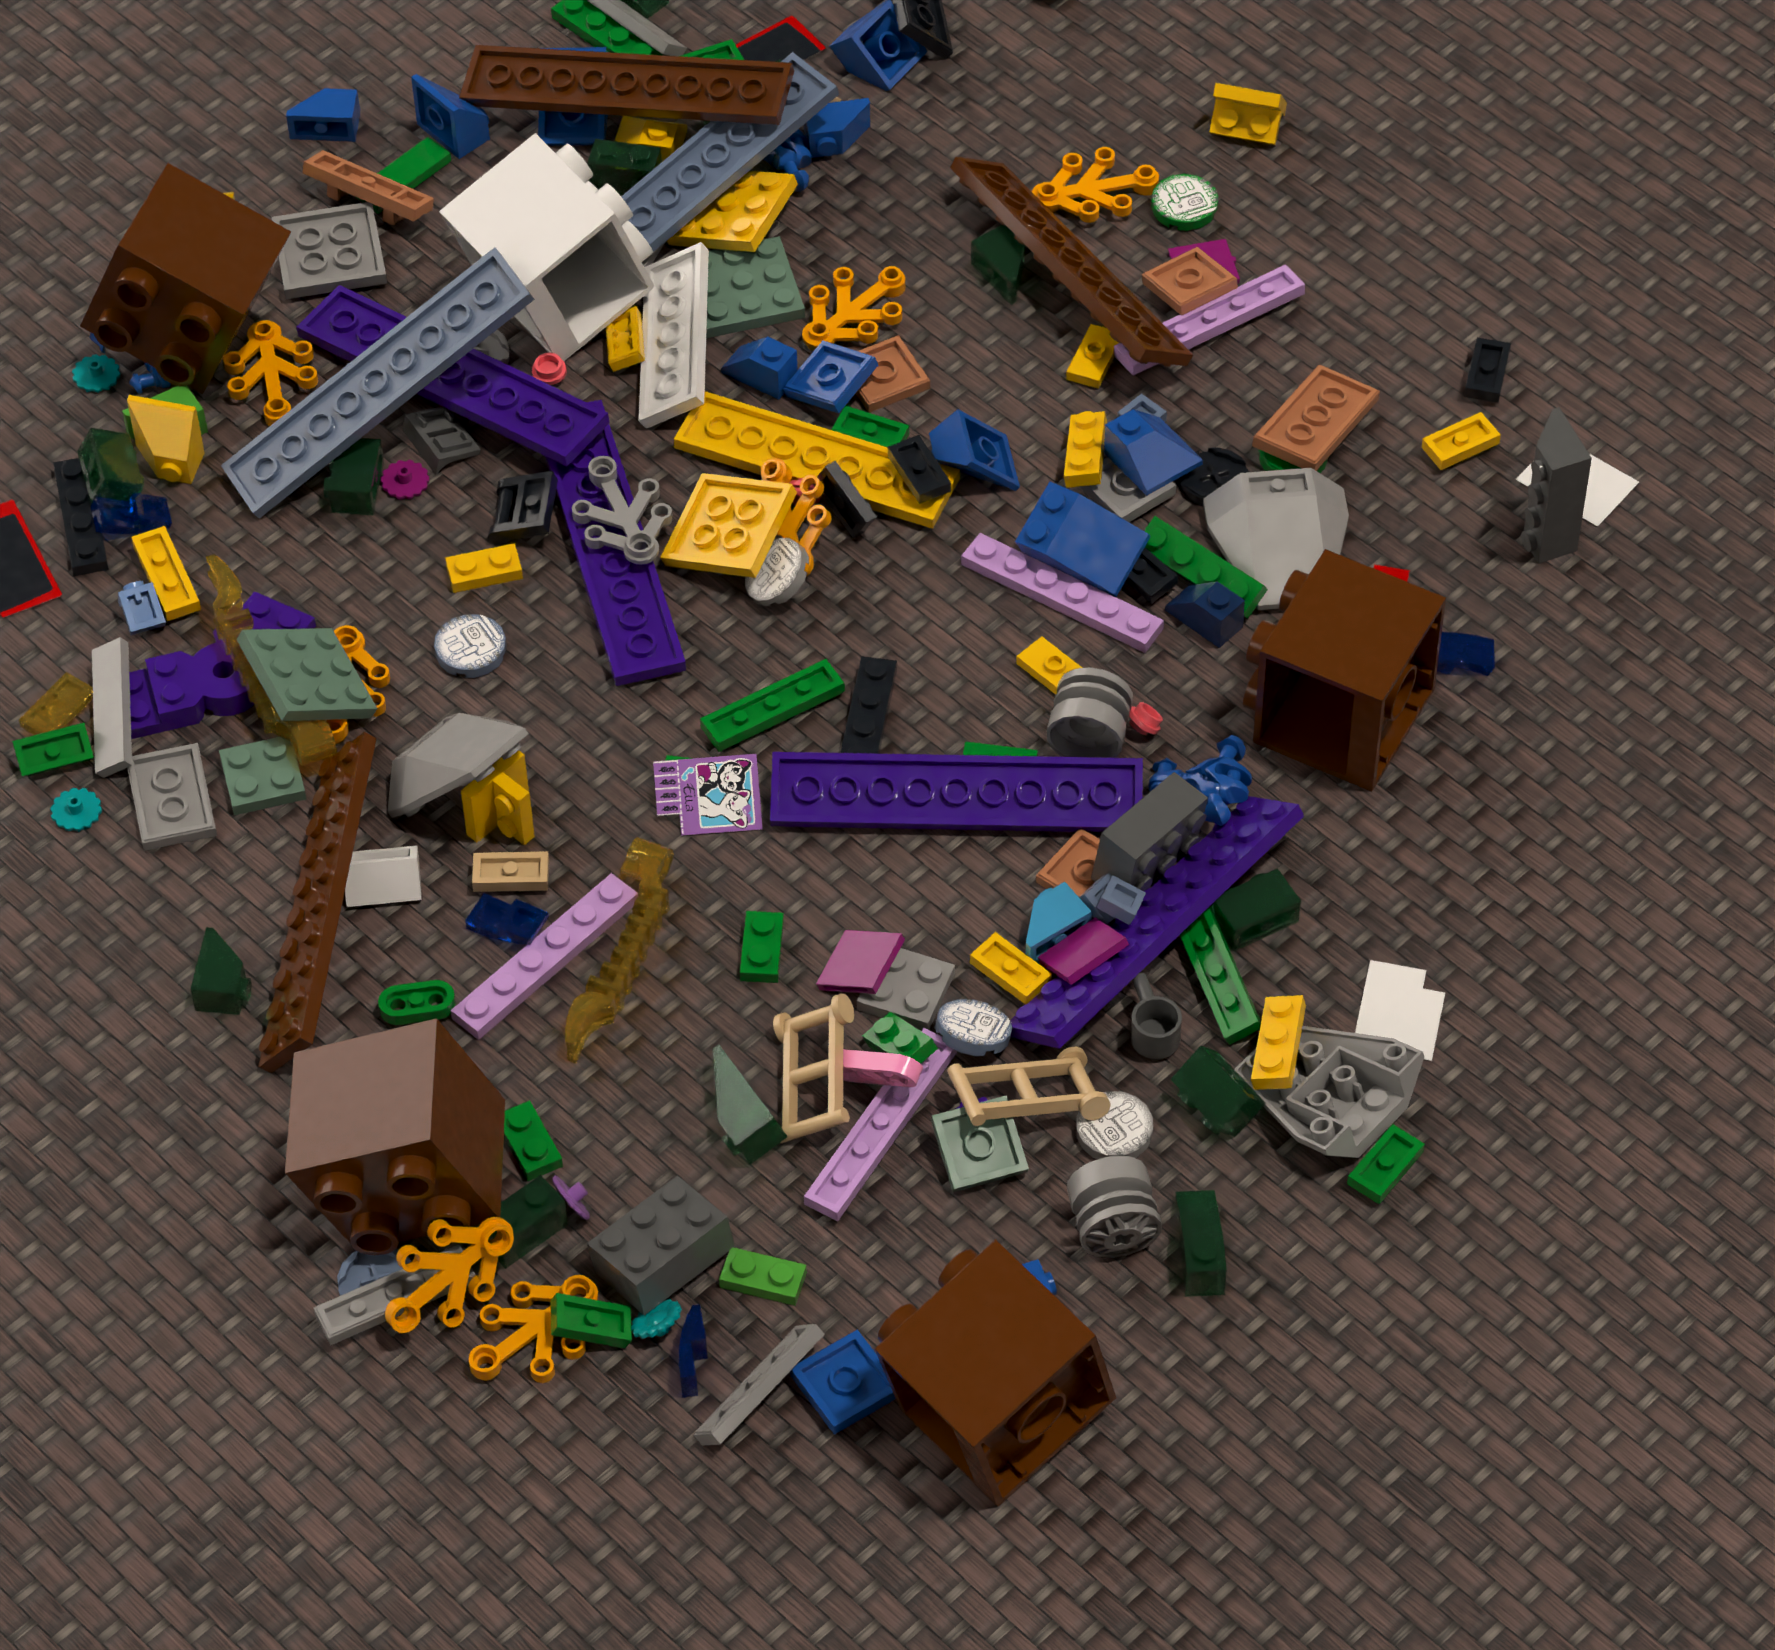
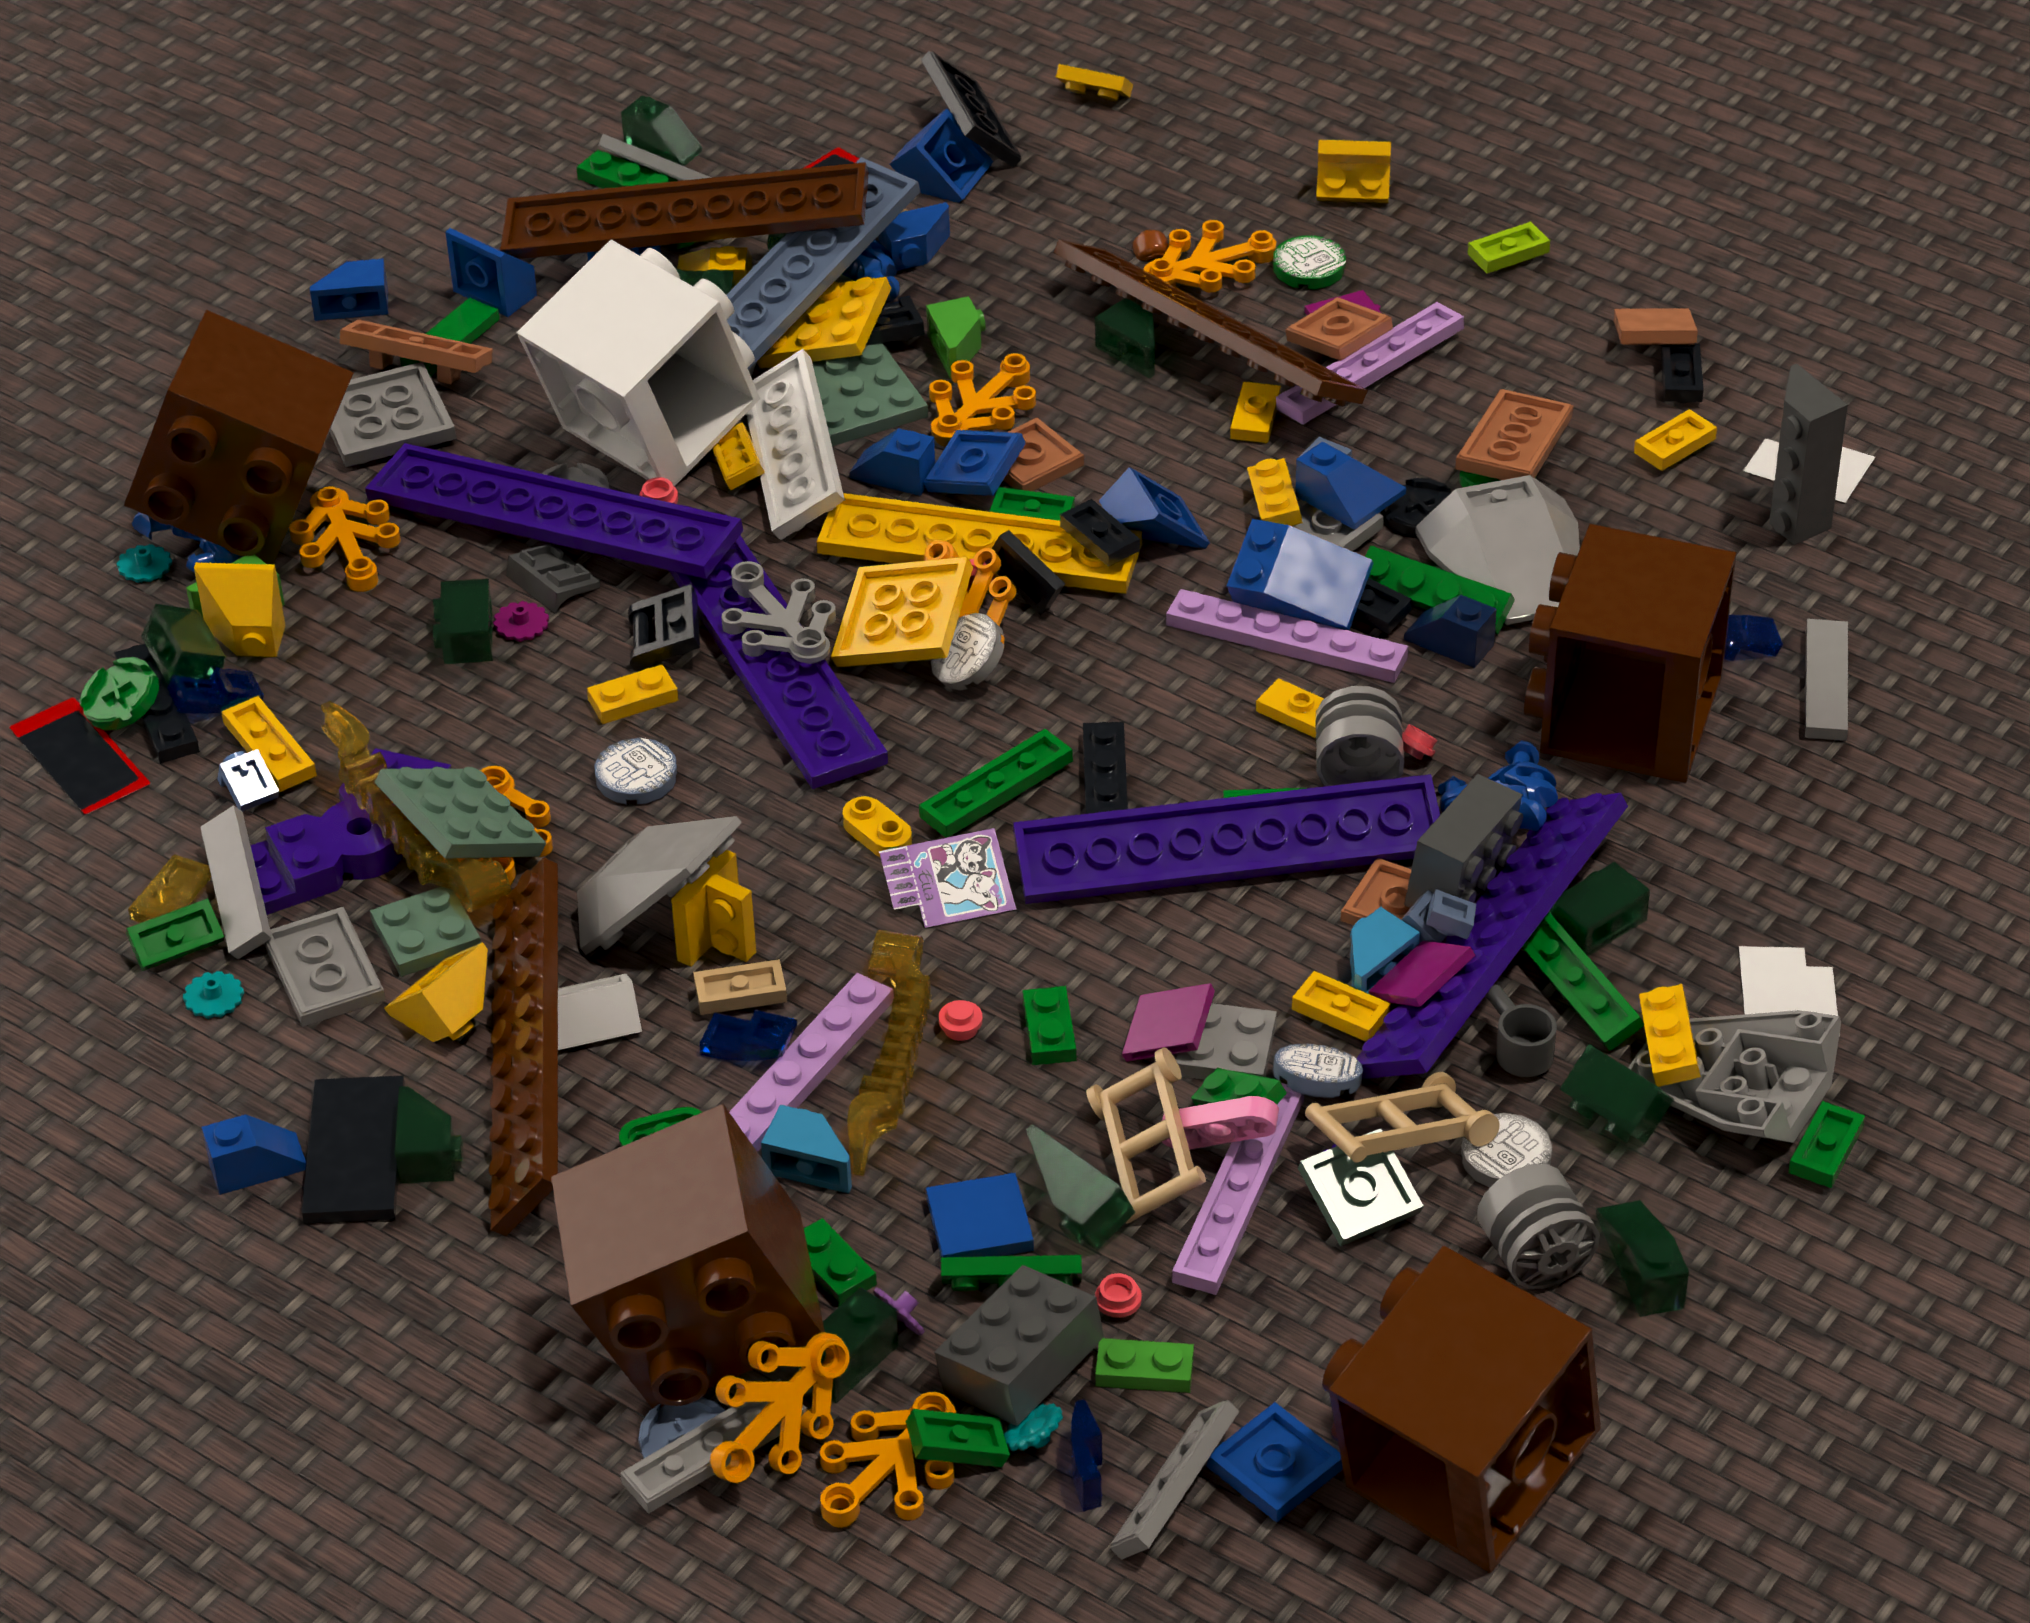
camera: 10 degrees left, 10 degrees down
(49, 506) = (119, 694): none -> green tile
(77, 966) = (250, 1152): none -> blue slope
(158, 975) = (352, 1150): none -> black tile
(263, 843) = (445, 996): none -> yellow slope
(377, 382) = (477, 514): sand blue plate -> none
(528, 1034) = (806, 1150): none -> dark azure slope
(636, 1171) = (969, 1272): none -> green plate
(659, 729) = (875, 825): none -> yellow plate
(659, 1120) = (980, 1217): none -> blue tile
(688, 930) = (960, 1020): none -> coral plate
(756, 1210) = (1118, 1295): none -> coral plate
(796, 218) = (897, 322): none -> black plate
(848, 234) = (955, 330): none -> bright green slope
(1046, 163) = (1150, 245): none -> dark orange piece
(1368, 212) = (1508, 247): none -> lime plate
(1476, 318) = (1655, 326): none -> nougat tile
(1524, 707) = (1826, 679): none -> light grey tile

